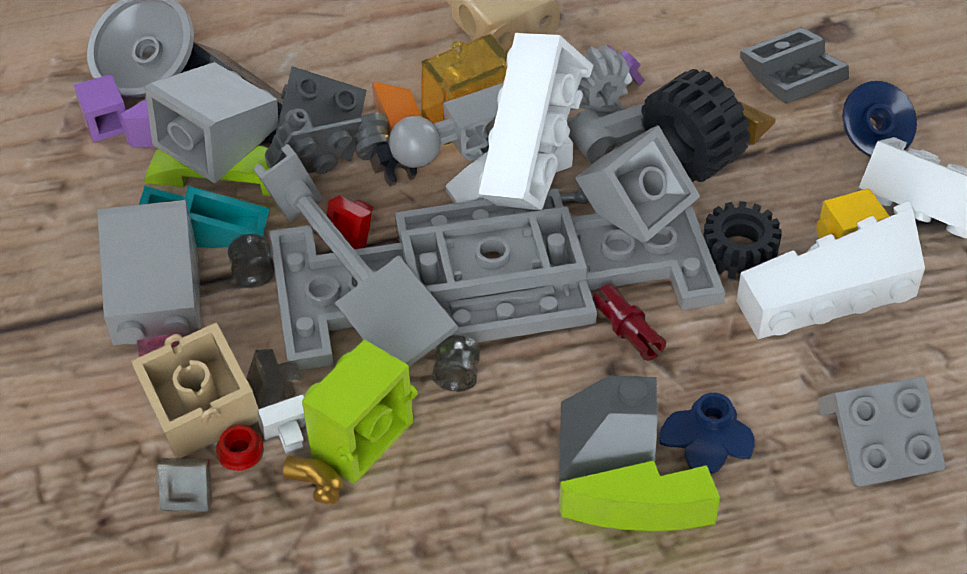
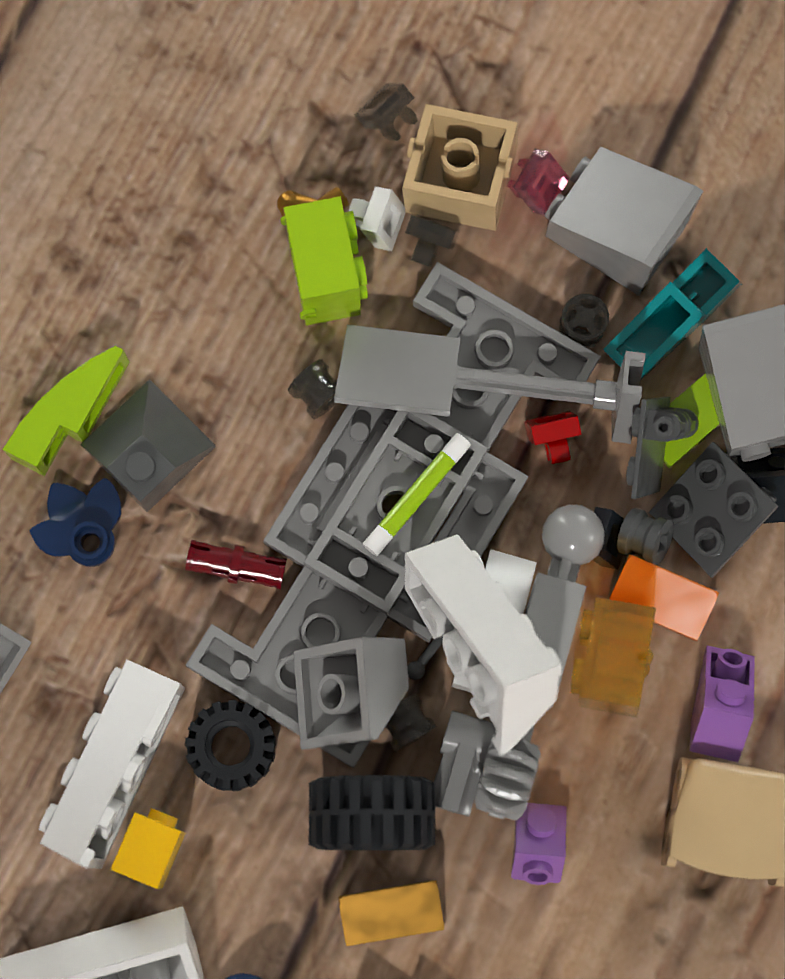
camera: 130 degrees right, 30 degrees up
(239, 438) = (387, 161): red plate -> none
(430, 39) = (723, 704): none -> medium lavender slope
(474, 237) = (416, 494): none -> lime bar

